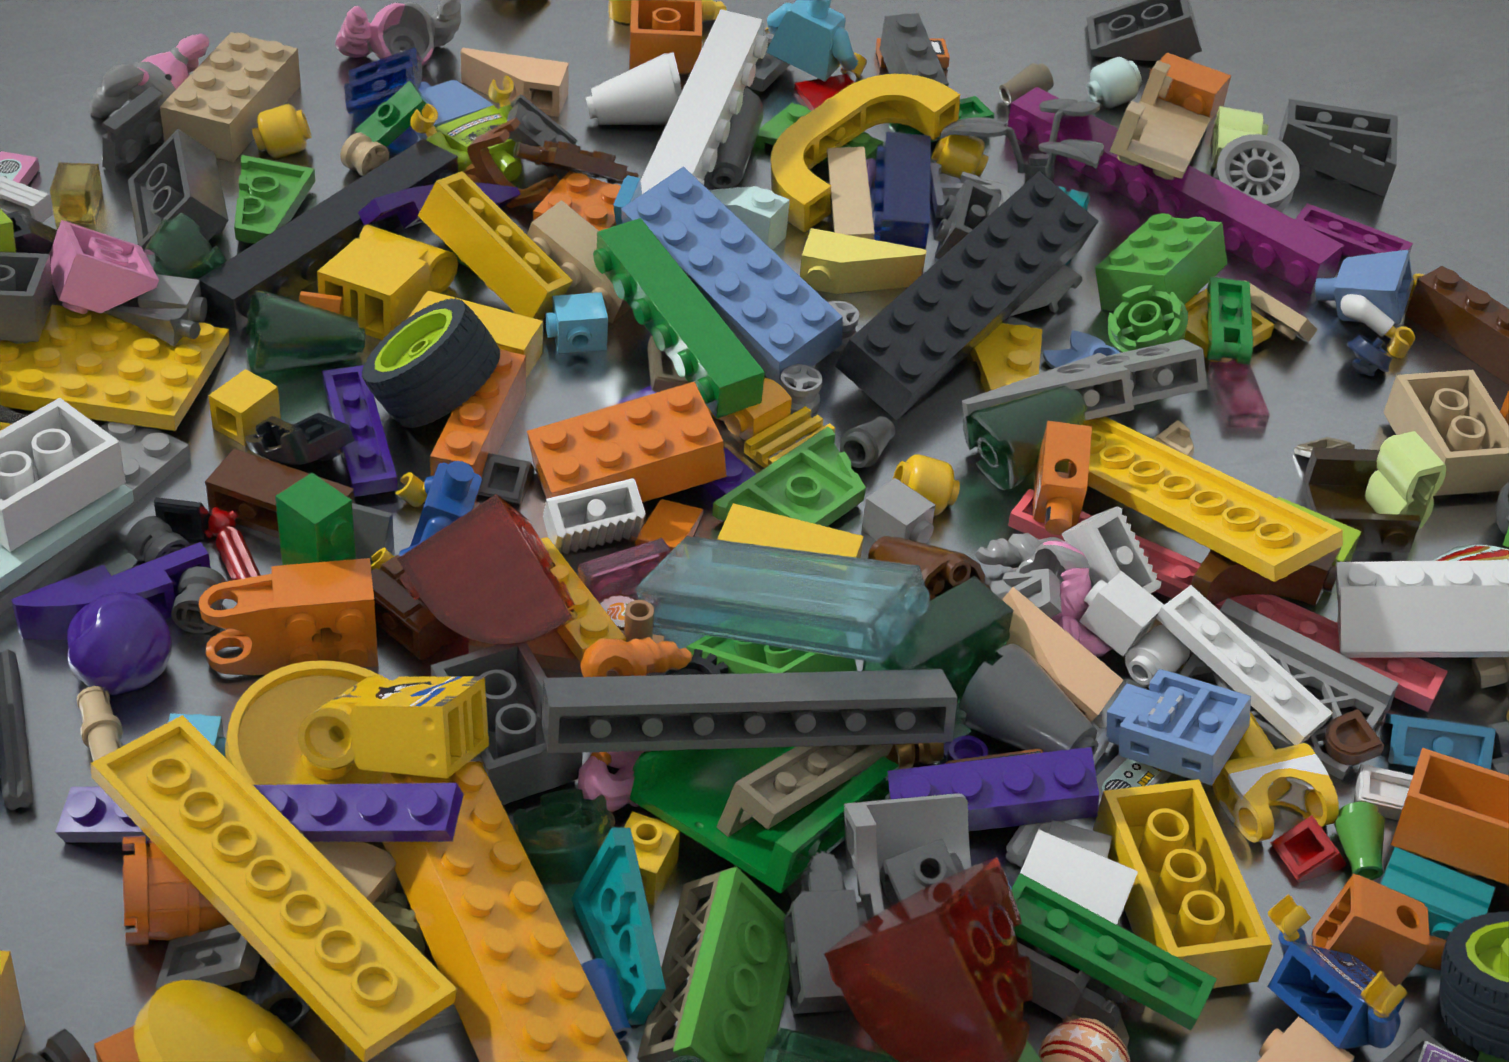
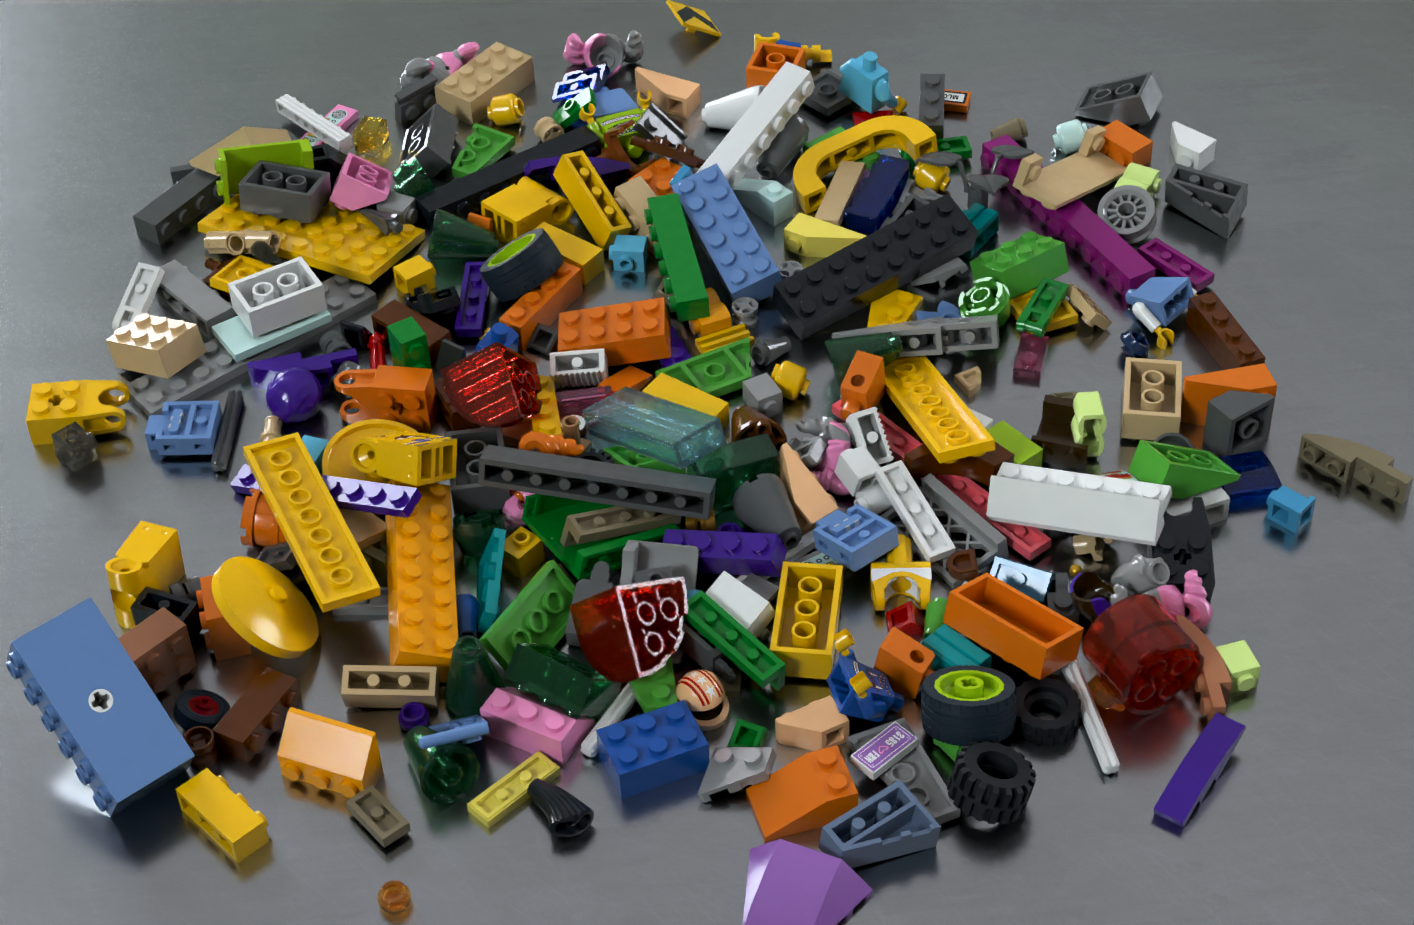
camera: 25 degrees right, 0 degrees up
(1269, 78) = (1191, 147): none -> white slope

